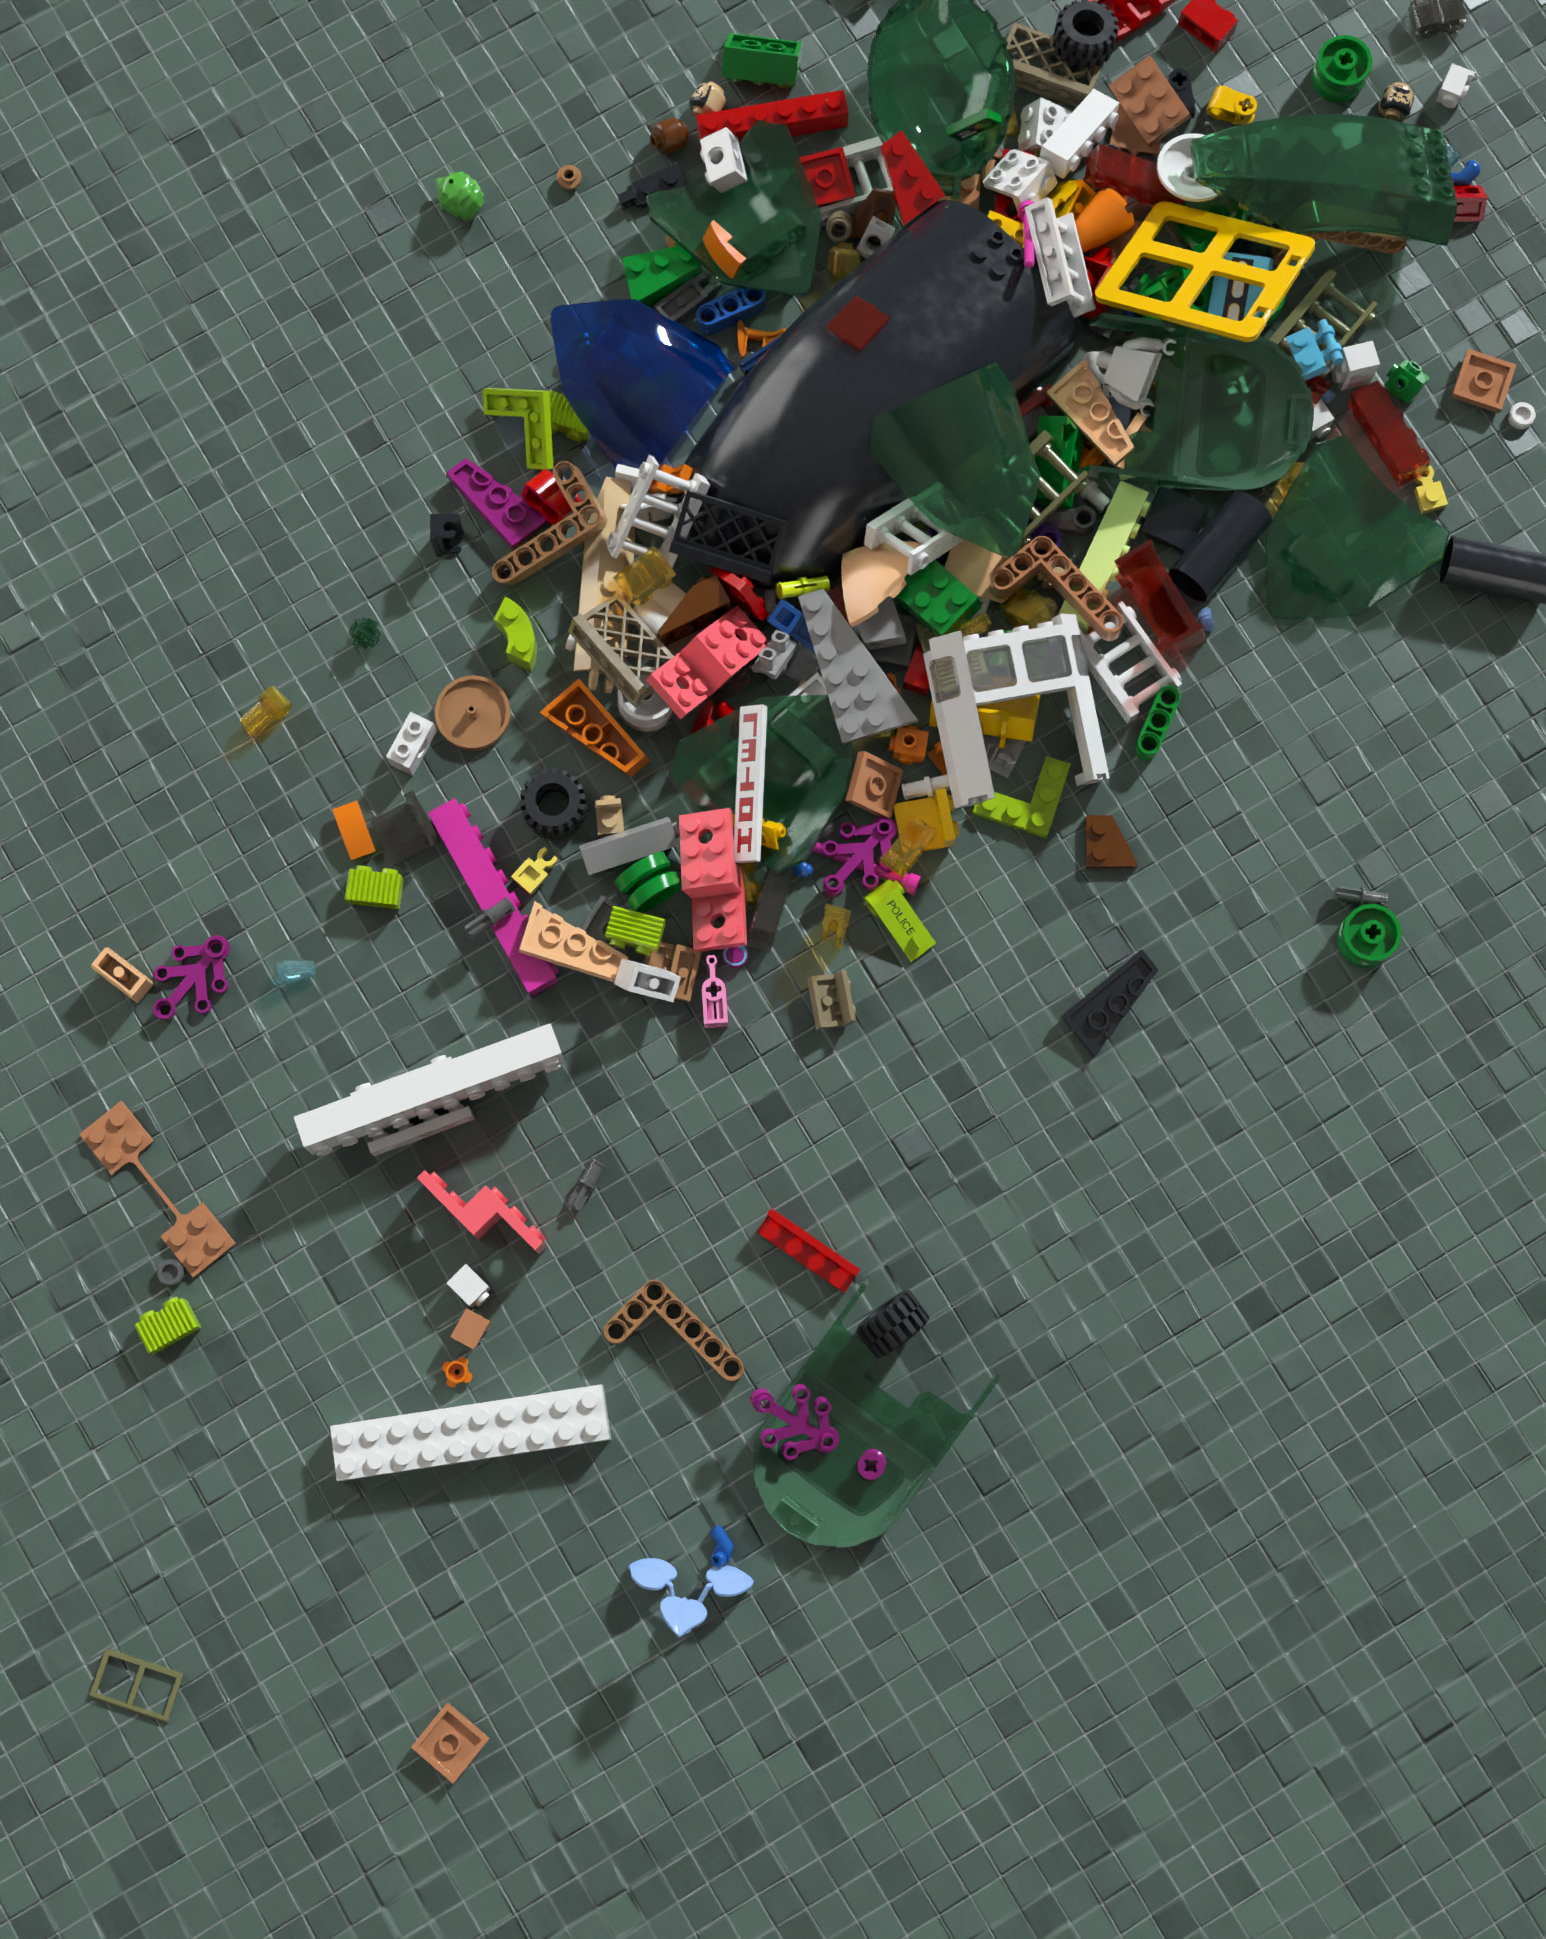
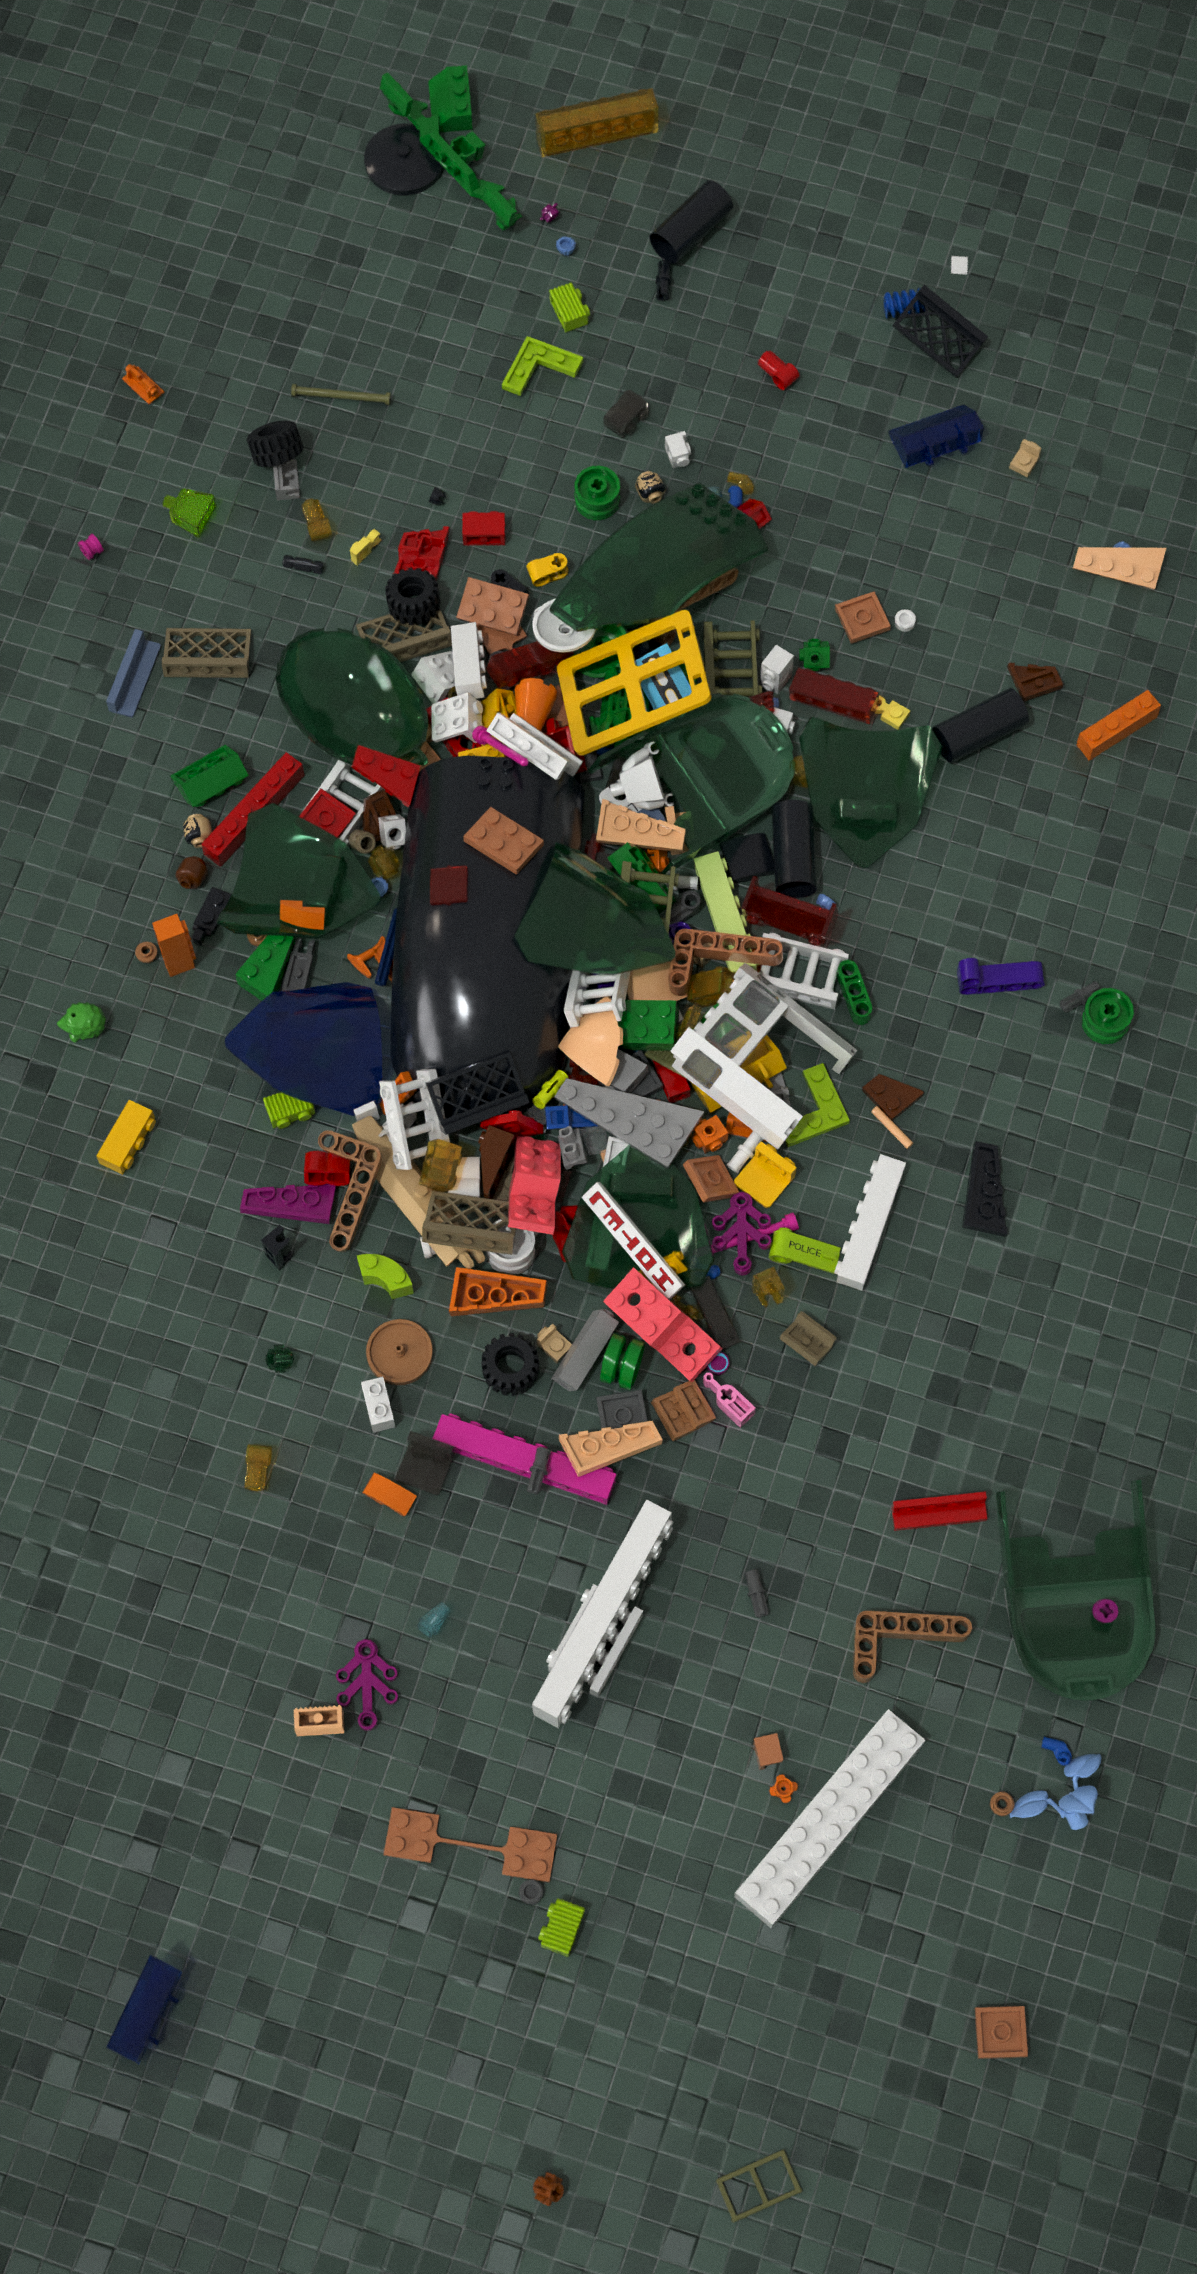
camera: 40 degrees left, 10 degrees down
(374, 888) = (438, 1520): lime brick -> none
(407, 329) = (126, 1137): none -> yellow brick
(469, 1286) = (741, 1724): white brick -> none
(483, 1211) = (708, 1663): coral bracket -> none
(532, 874) = (536, 1422): light yellow plate -> none
(535, 408) = (270, 1119): lime plate -> none
(587, 186) = (174, 944): none -> orange brick
(621, 1550) = (1007, 1798): none -> medium nougat plate
(635, 930) = (641, 1399): lime brick -> none
(647, 980) = (680, 1423): white brick -> none
(723, 160) = (256, 863): white brick -> none
(725, 319) = (335, 961): blue beam -> none
(797, 1424) = (1037, 1622): magenta plant -> none
(820, 281) = (381, 885): none -> medium blue piece
(892, 1324) = (1038, 1508): black tyre -> none
(909, 847) = (769, 1198): clear yellow hinge -> none
(944, 321) = (503, 840): none -> nougat plate
(973, 125) = (394, 708): green tile -> none
(982, 943) = (870, 1223): none -> white brick
(1080, 873) = (890, 1125): none -> light nougat piece
(1302, 818) = (998, 977): none -> dark purple beam
(1307, 353) = (736, 683): medium azure plate -> none
(1489, 163) = (742, 480): none -> clear yellow arm

